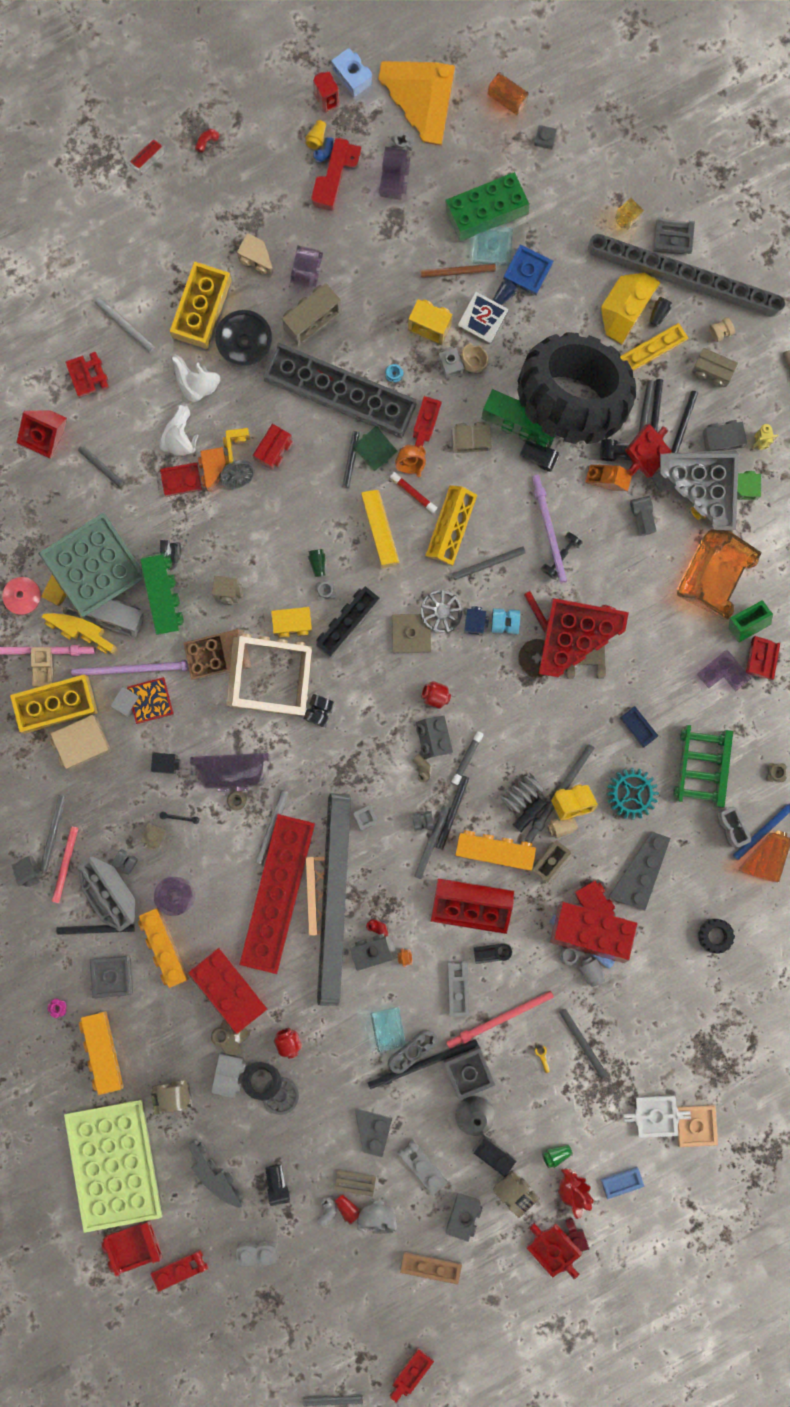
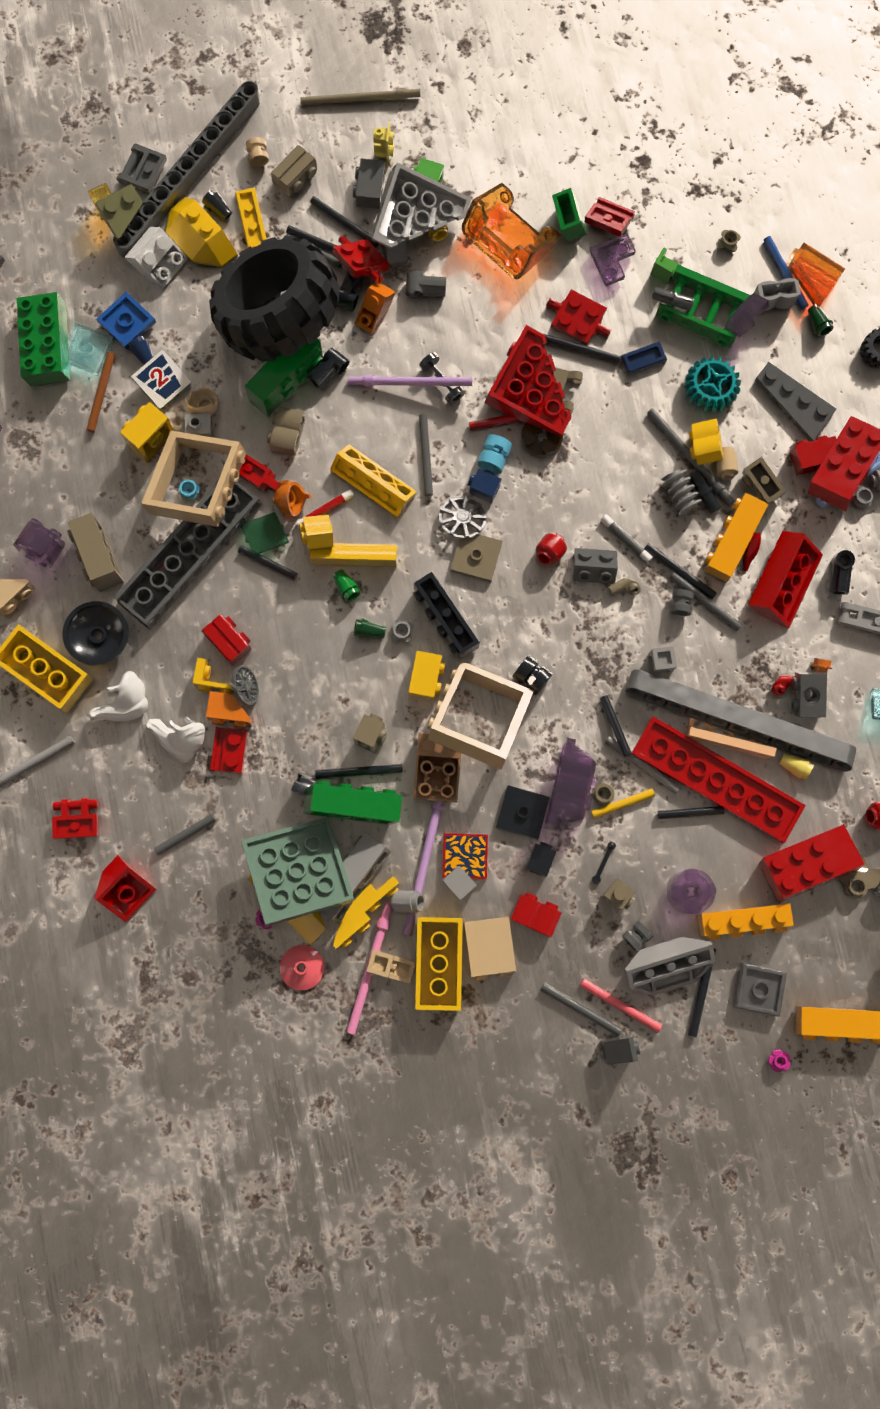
camera: 75 degrees left, 5 degrees down
(96, 663) = (407, 902): none -> light grey brick
(118, 772) = (535, 914): none -> red brick
(195, 591) = (358, 771): none -> black bar
(201, 737) = (522, 812): none -> black plate
(233, 819) = (622, 803): none -> yellow piece
(243, 879) = (690, 812): none -> black piece
(297, 794) = (615, 726): none -> black bar
(309, 958) = (797, 766): none -> light yellow cone
(349, 531) = (346, 586): none -> green cone
(386, 491) = (317, 532): none -> yellow brick
(406, 347) = (166, 466): none -> tan window
(490, 869) = (751, 550): none -> red bar
(594, 276) = (156, 256): none -> white slope
(622, 230) = (119, 209): none -> olive wing
(630, 667) = (582, 349): none -> black bar
(658, 658) = (579, 317): none -> red plate
(698, 734) = (672, 298): none -> dark grey axle
(700, 802) = (743, 318): none -> slope
(724, 874) = (821, 322): none -> dark green cone
(731, 720) = (663, 267): none -> bright green panel

